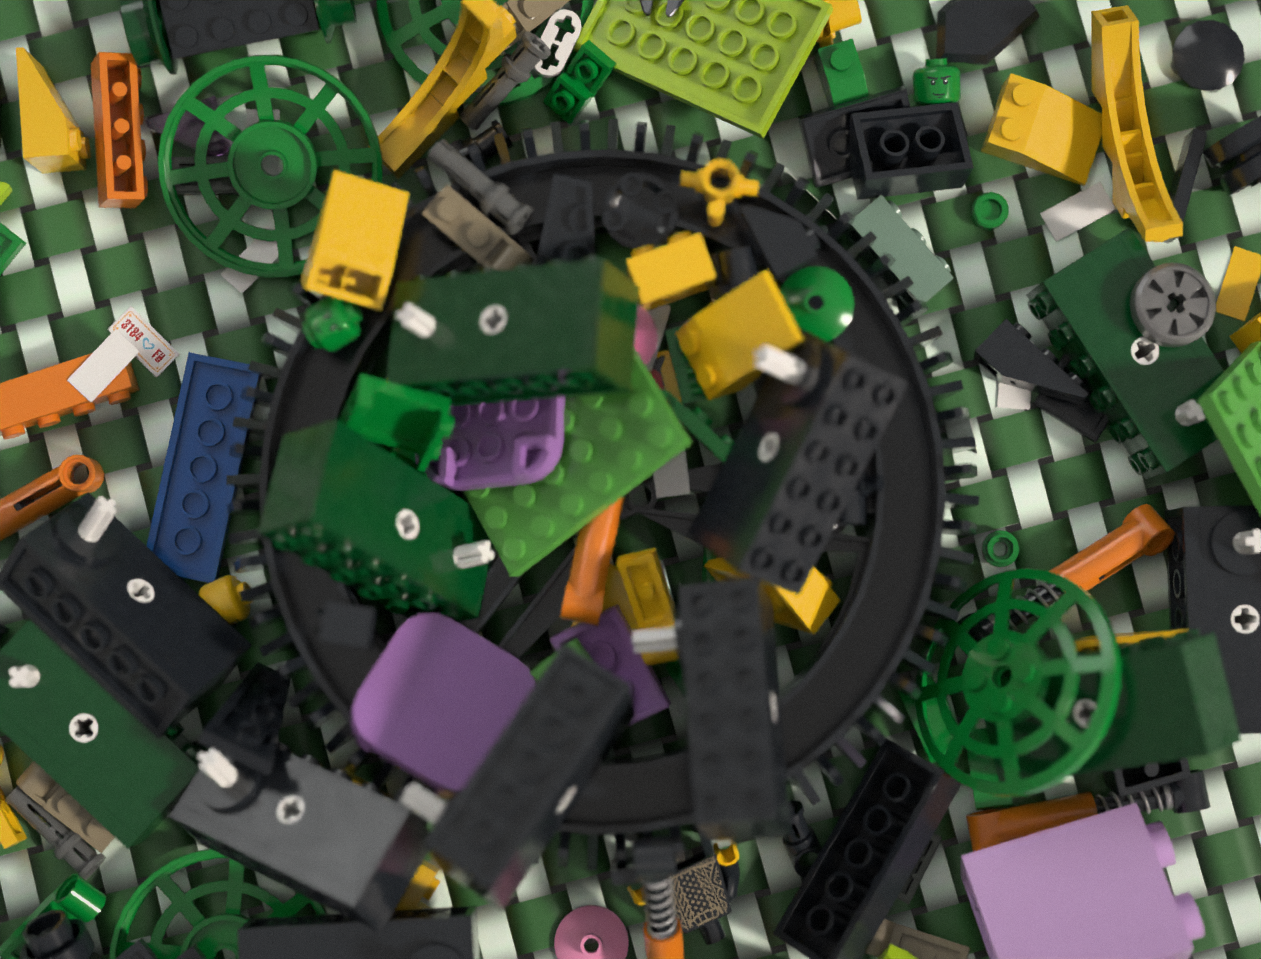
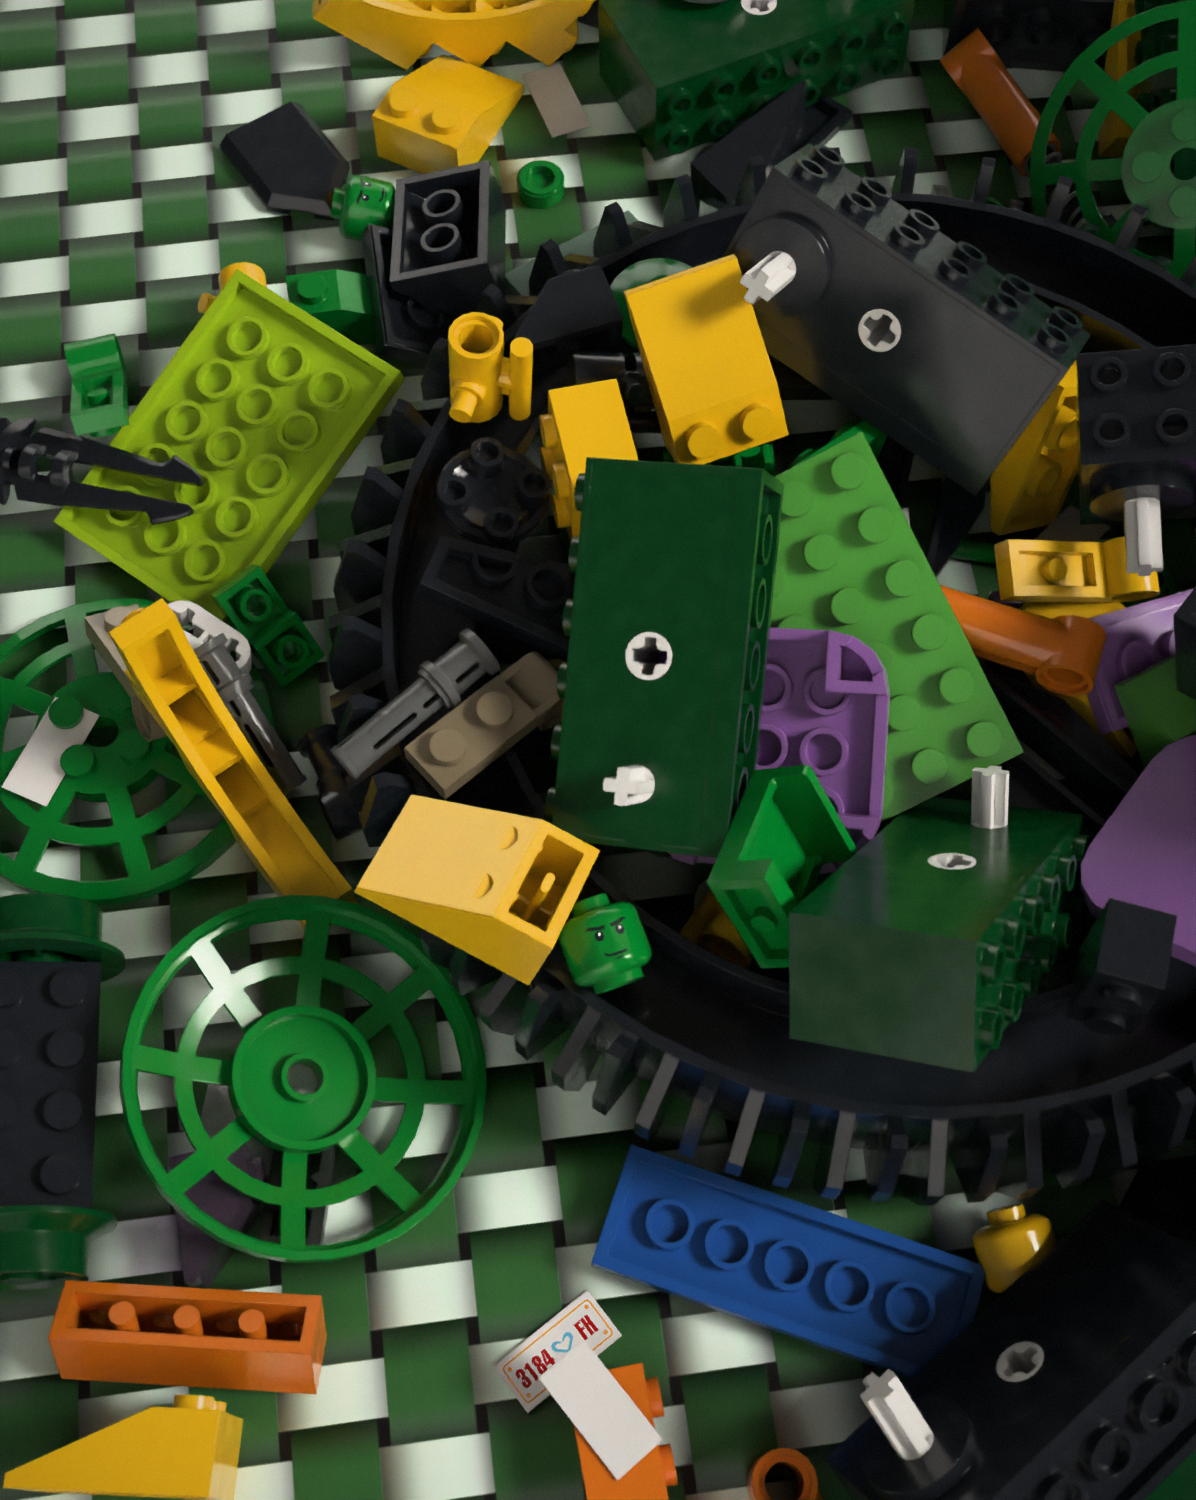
camera: 80 degrees left, 20 degrees down
(257, 251) = (435, 1138): white sticker -> none

